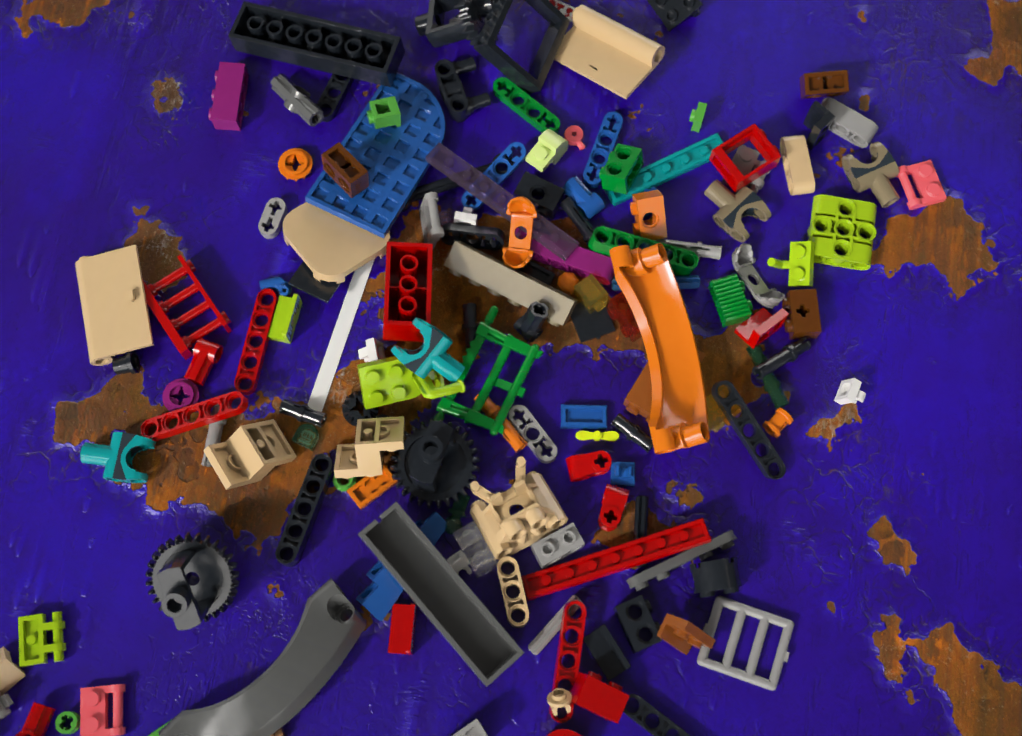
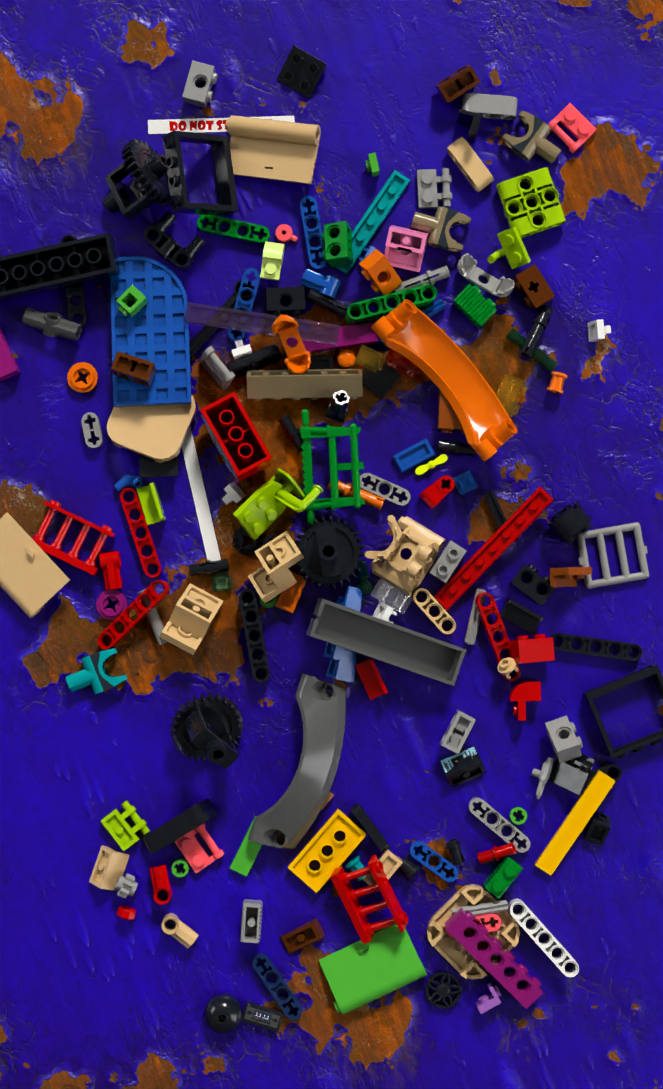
camera: 30 degrees left, 15 degrees up
(97, 671) = (179, 826): none -> black beam
(127, 363) = (56, 603): black piece -> none
(431, 354) = (283, 478): teal connector -> none
(613, 504) = (470, 507): red piece -> none
(662, 570) = (530, 538): dark grey piece -> none
(693, 199) = (406, 239): none -> bright pink brick
(729, 170) = (420, 201): red window -> none
(758, 435) = (533, 394): black beam -> none
(761, 326) = (507, 315): red panel -> none

